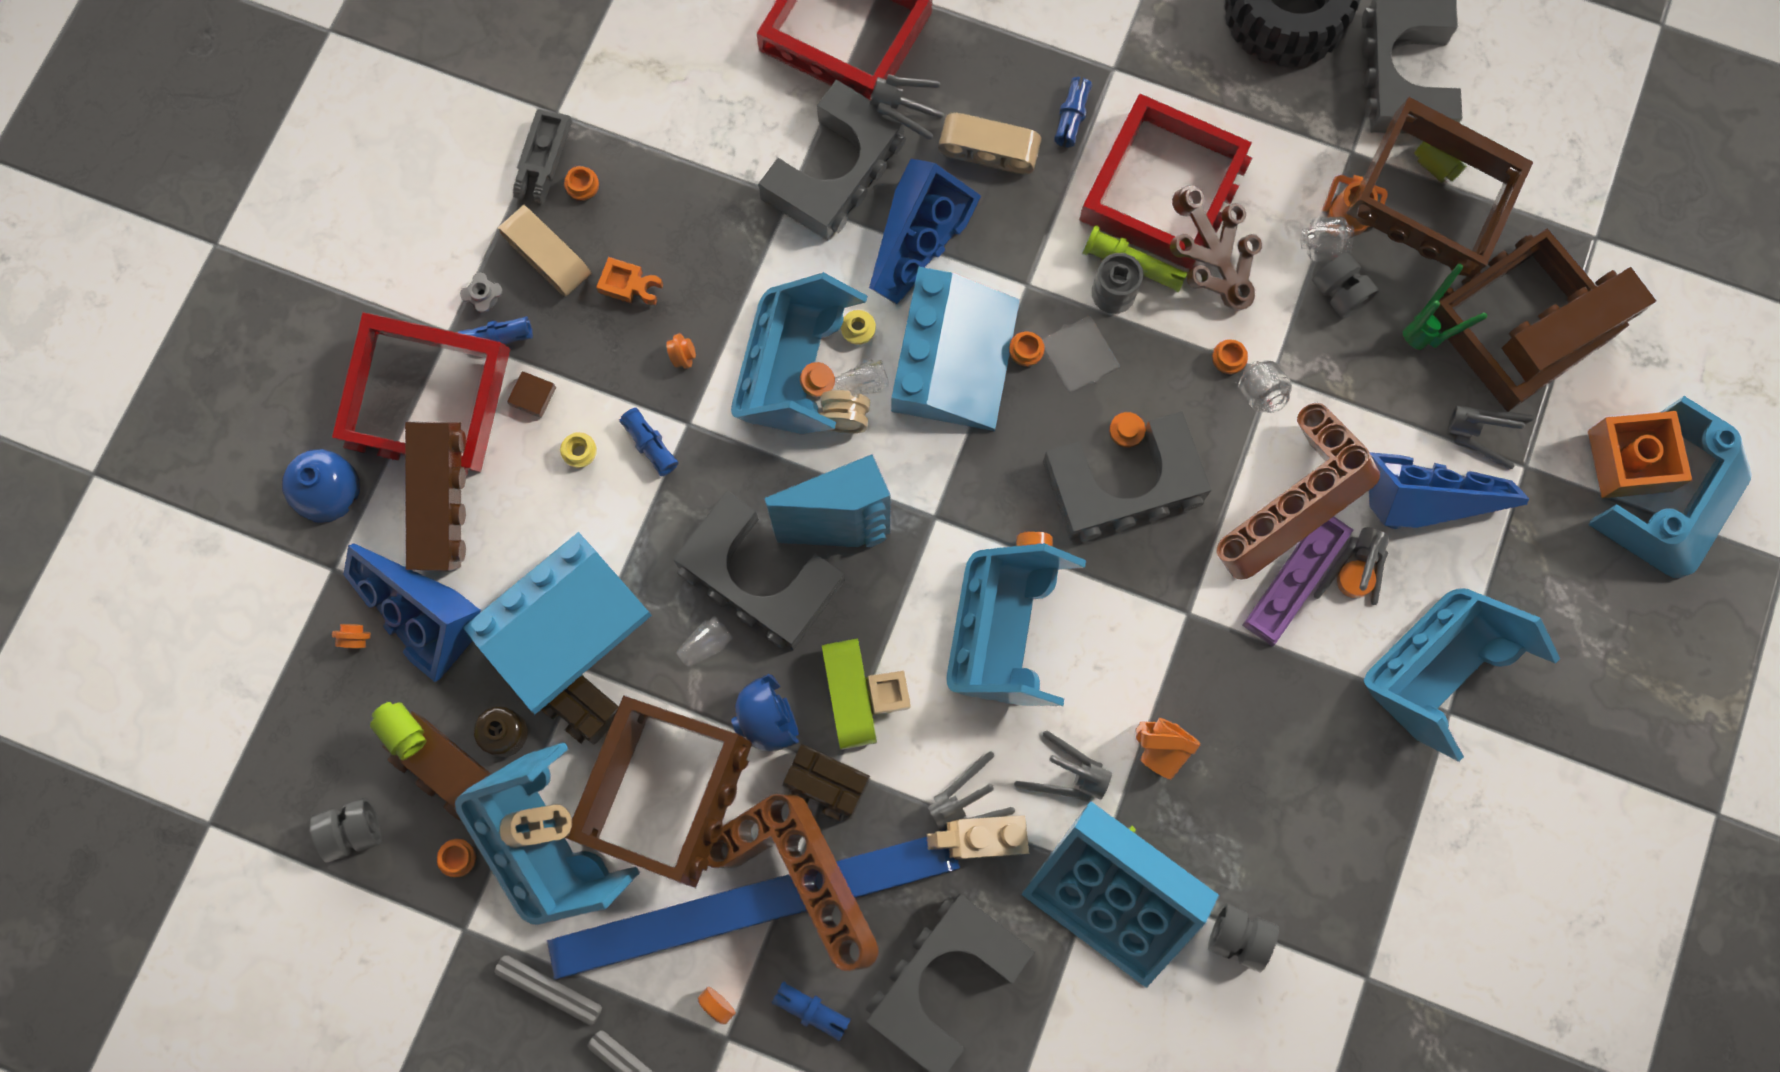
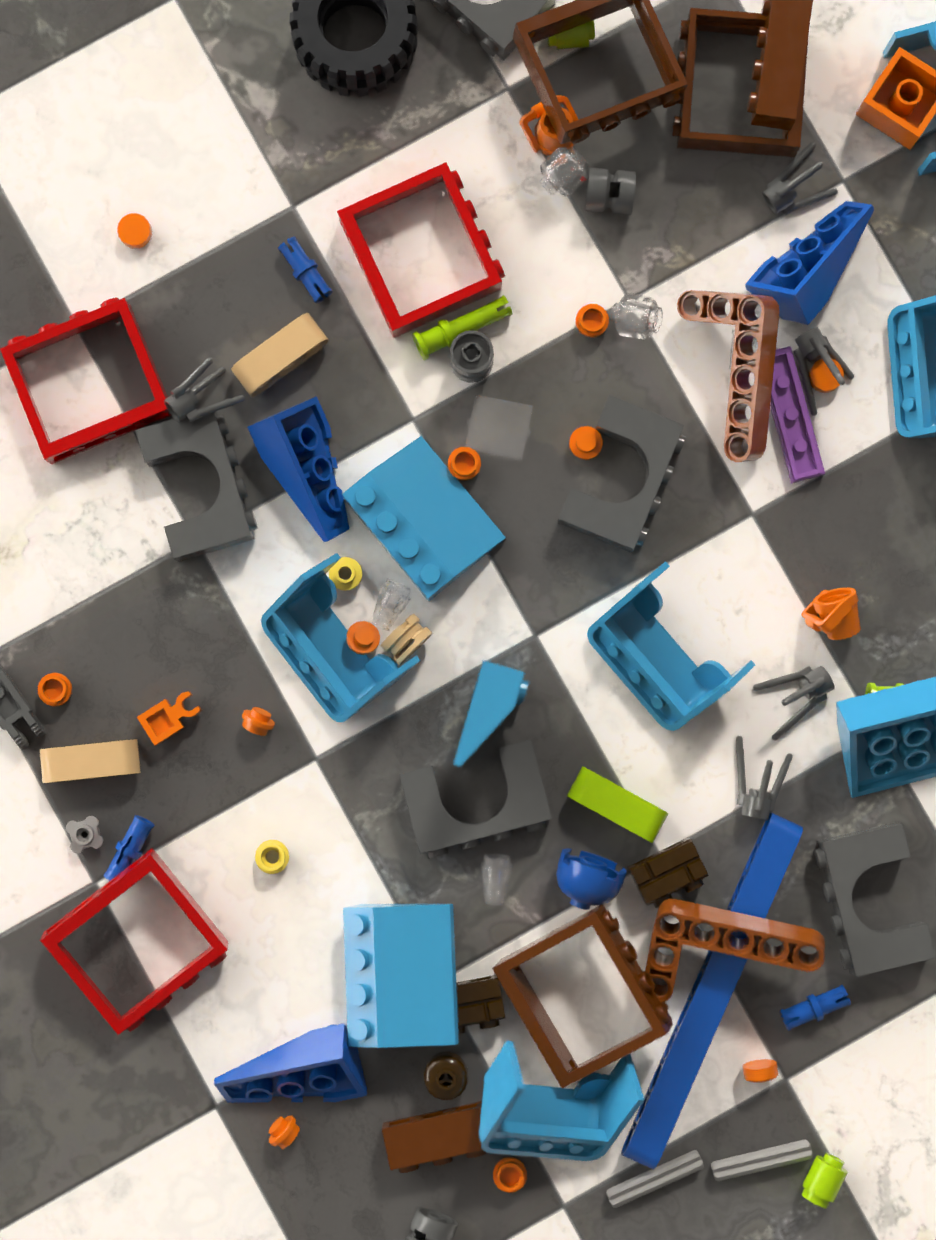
camera: 50 degrees left, 10 degrees up
(320, 485) = (144, 1069): blue cylinder -> none
(397, 730) = (391, 1150): lime brick -> none
(434, 495) = (228, 992): reddish brown brick -> none
(531, 394) = (198, 858): reddish brown tile -> none
(537, 833) = (548, 1106): tan beam -> none
(648, 441) = (308, 800): blue pin -> none
(888, 692) = (641, 777): tan tile -> none
(982, 837) = (795, 794): tan hinge -> none
(1031, 538) = (615, 581): orange tile -> none
(1218, 251) = (509, 261): reddish brown plant -> none
(1426, 327) = (688, 161): green plant -> none

